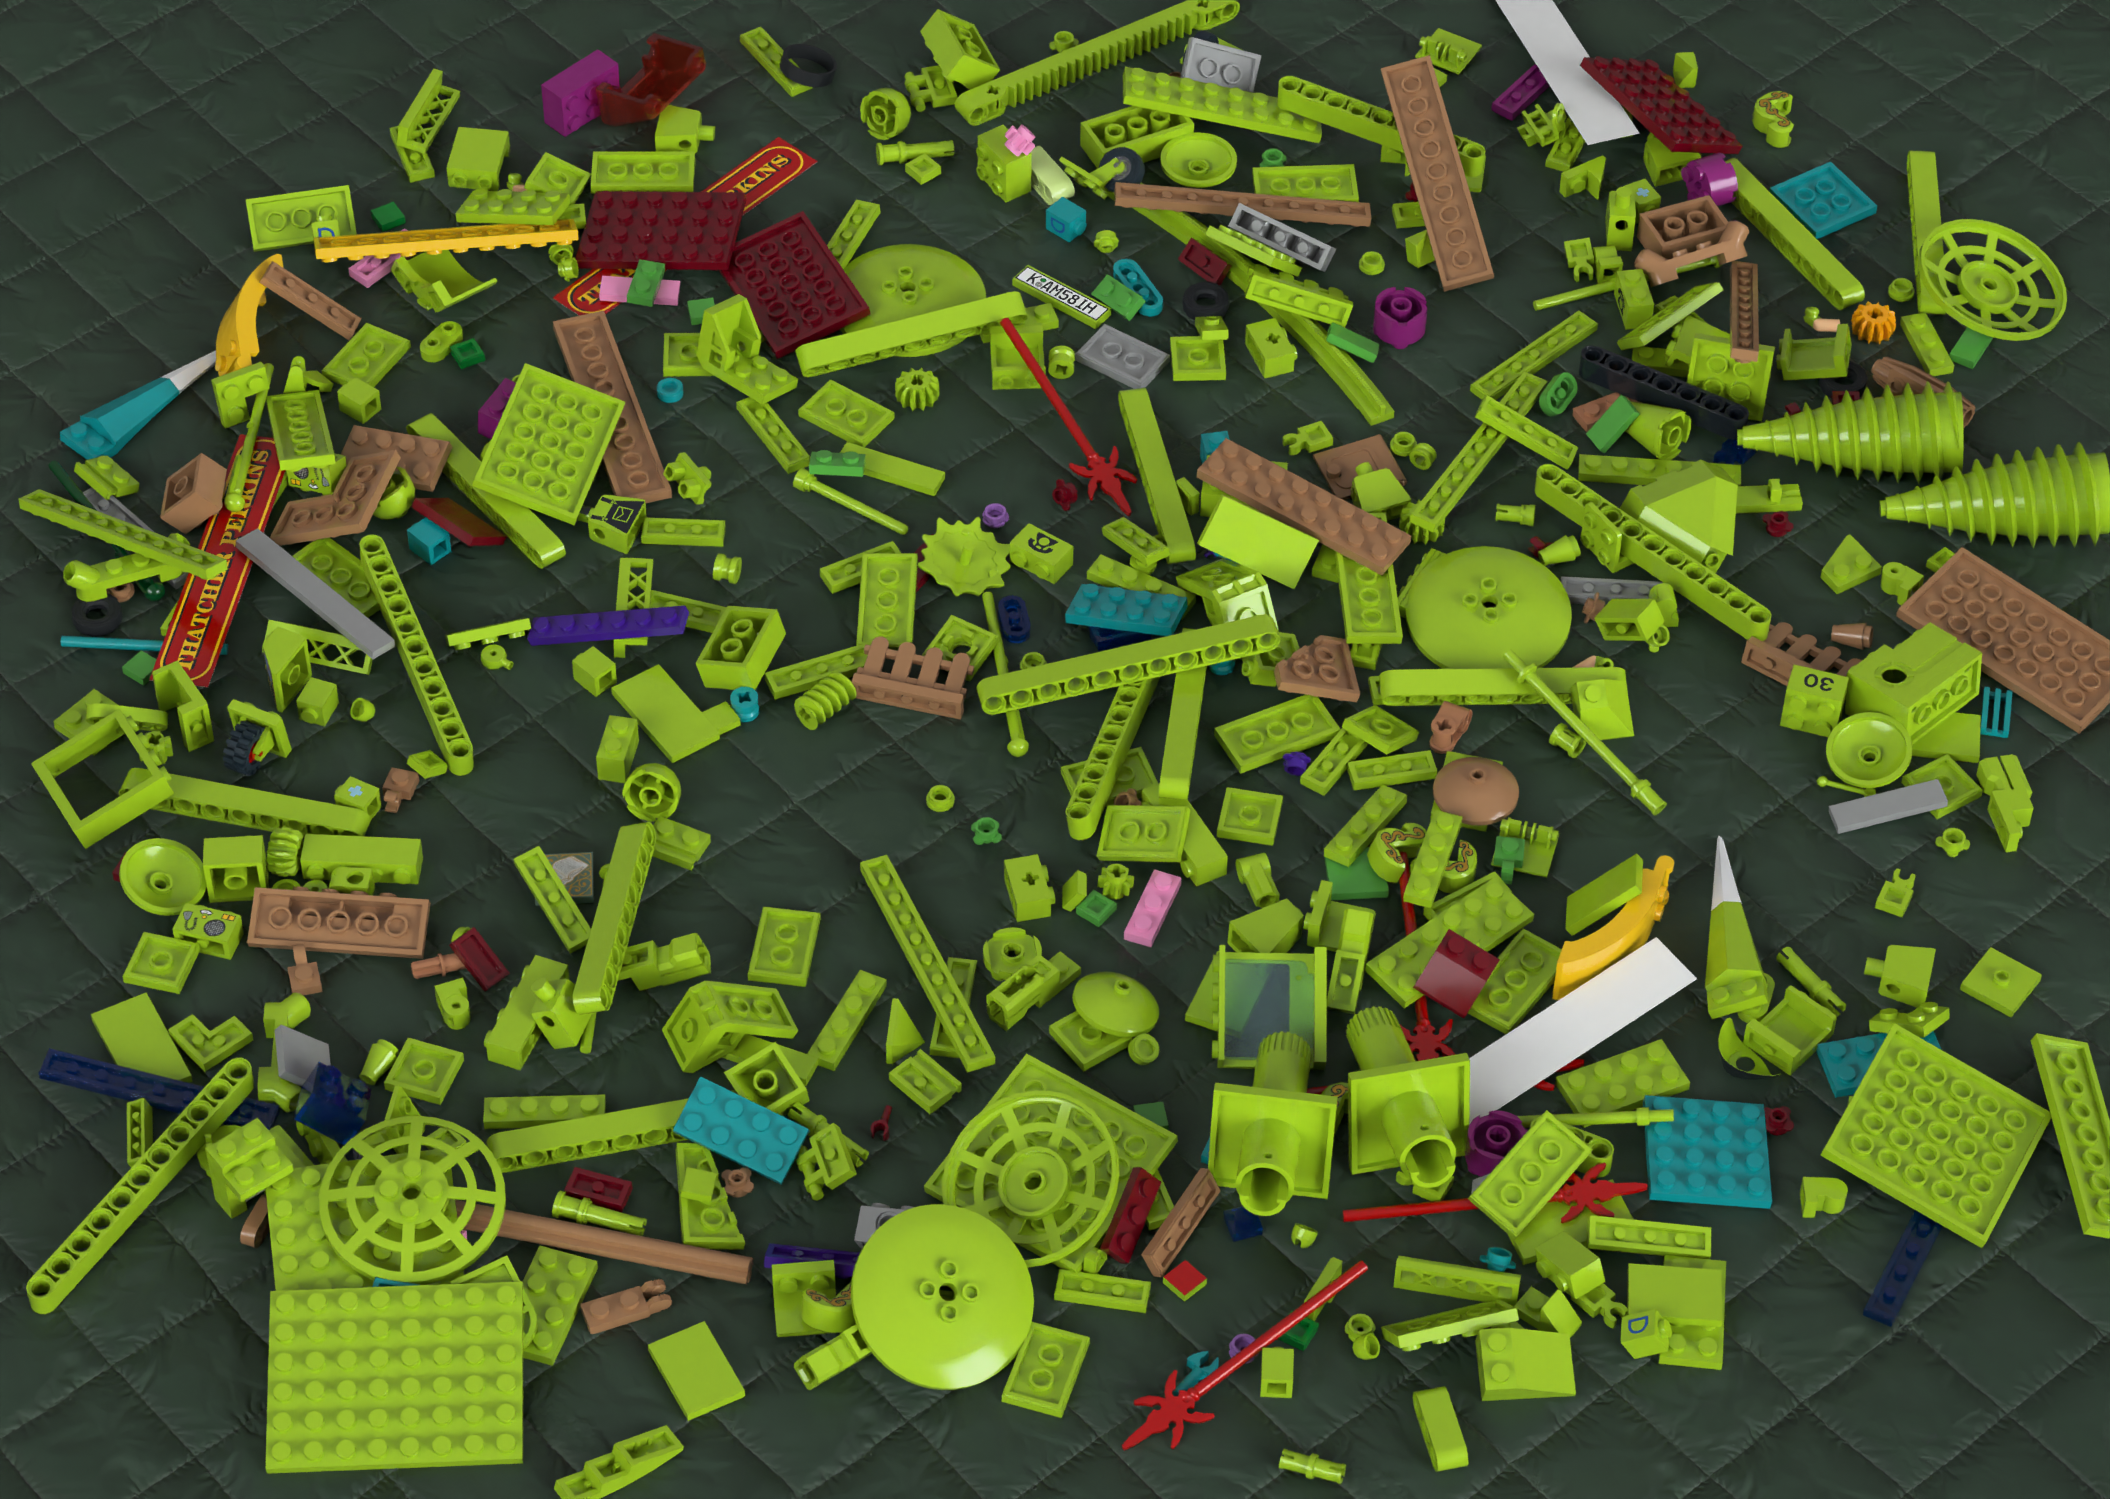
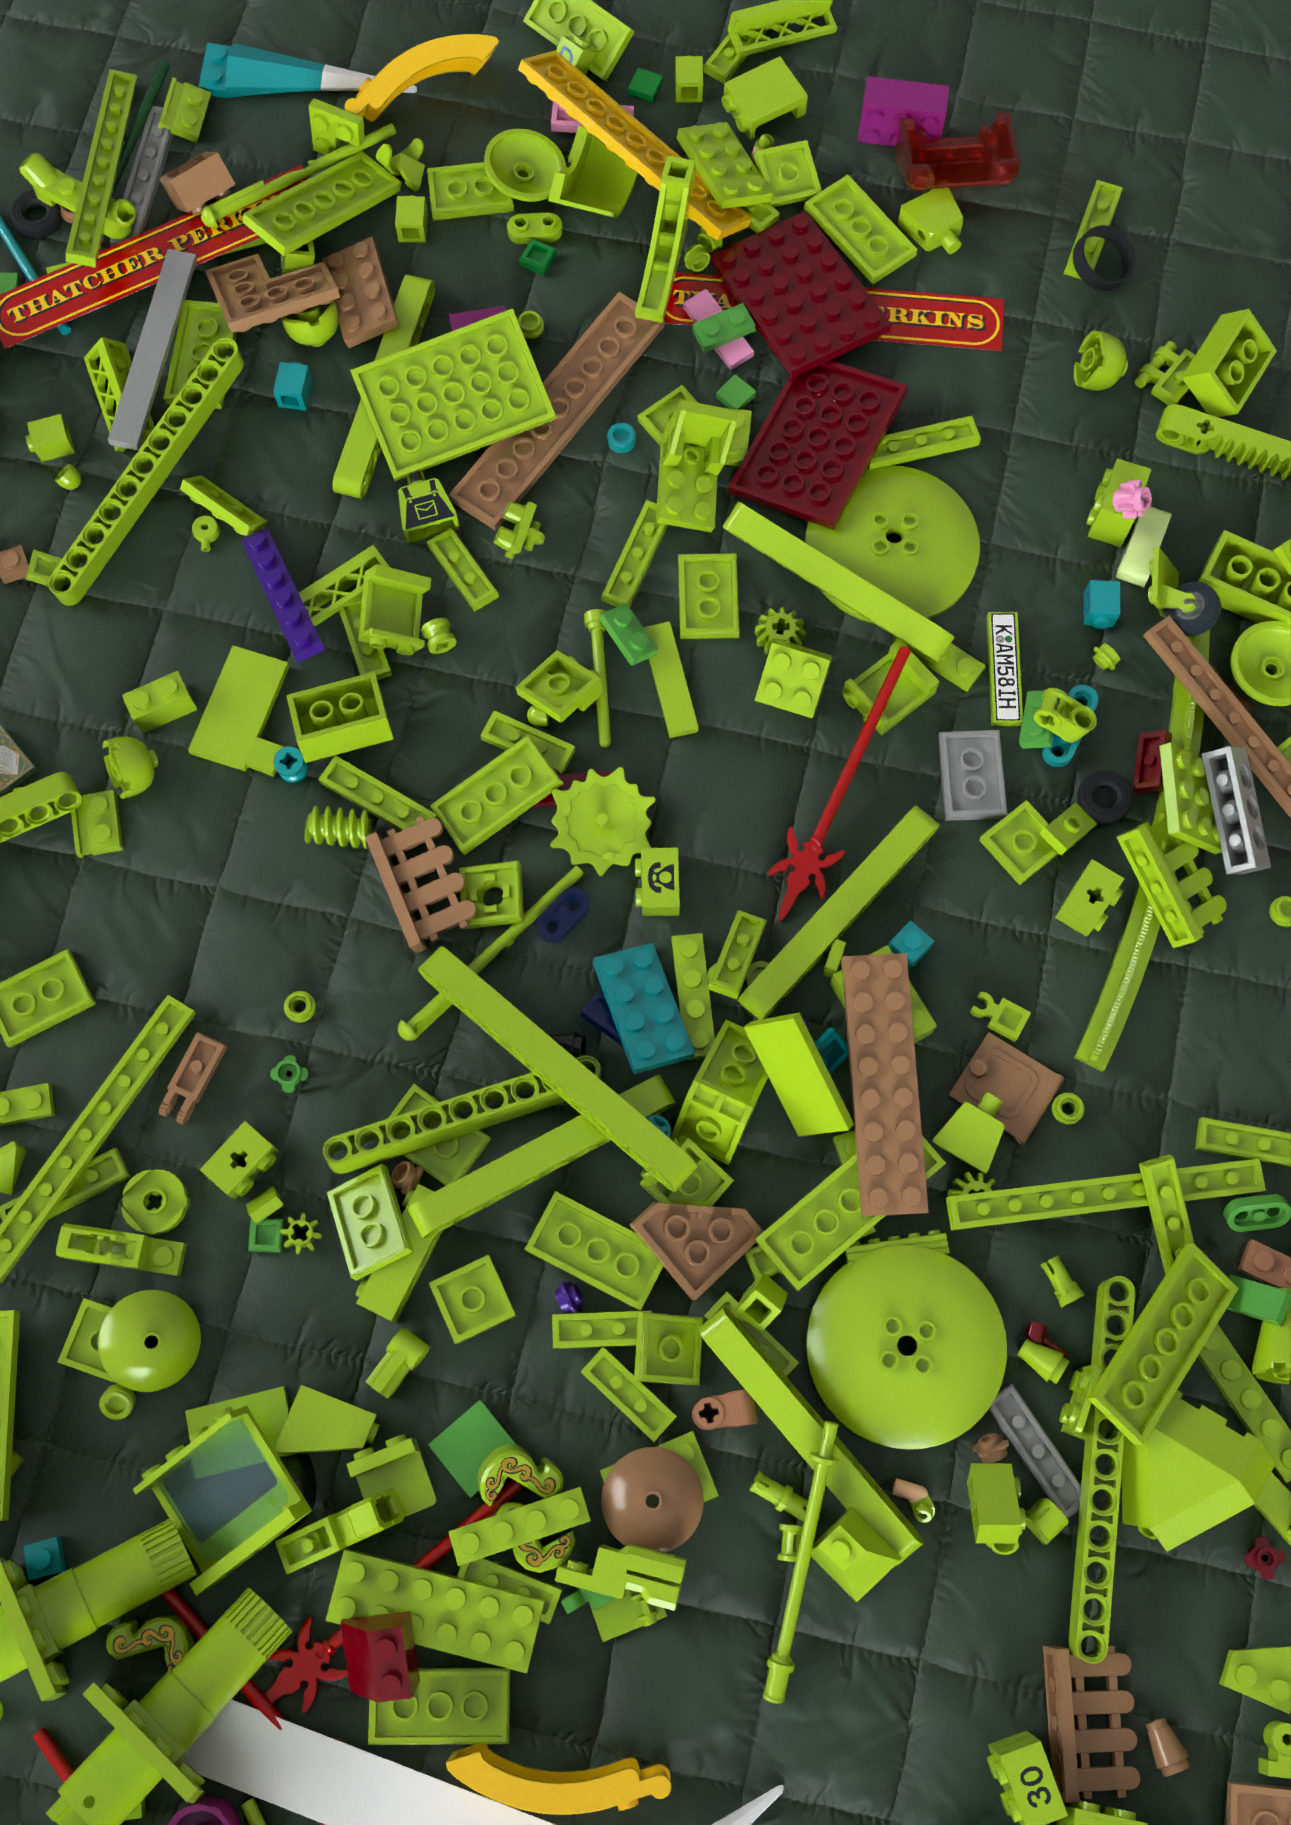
camera: 55 degrees right, 25 degrees up
(286, 665) = (54, 386): lime slope -> none
(310, 300) = (476, 92): medium nougat tile -> none
(391, 309) = (523, 164): none -> lime dish
(414, 188) = (689, 78): none -> lime brick
(458, 521) = (325, 392): dark red tile -> none
(547, 260) = (667, 238): none -> lime arch
(594, 671) = (238, 618): lime brick -> none
(668, 566) = (392, 609): none -> lime panel
(841, 517) = (561, 686): none -> lime plate
(847, 548) = (537, 717): none -> lime hinge
(902, 152) = (1068, 410): lime pin -> none
(923, 169) = (1062, 440): lime plate -> none
(936, 884) = (193, 1076): none -> medium nougat hinge
(963, 394) = (793, 678): none -> lime brick
(995, 515) = (679, 801): medium lavender plate -> none
(1032, 660) = (517, 964): lime plate -> none
(1061, 362) = (915, 728): lime wheel -> none
(1064, 494) = (751, 849): dark red plate -> none
(1133, 274) = (1064, 717): none -> lime piece
(1152, 908) = (300, 1287): bright pink plate -> none
(1154, 1112) = (43, 1464): bright green tile -> none
(1352, 342) = (1158, 969): bright green tile -> none
(1364, 825) = (536, 1418): lime plate -> none
(1393, 657) = (761, 1302): none -> lime brick
(1400, 316) = (1241, 978): magenta brick -> none
(1423, 456) = (1065, 1138): lime bush -> none
(1514, 809) = (613, 1577): none -> lime plate
(1532, 730) = (780, 1496): none -> lime pin
(1601, 470) = (1163, 1344): none -> lime plate
(1604, 894) = (588, 1740): lime tile -> none

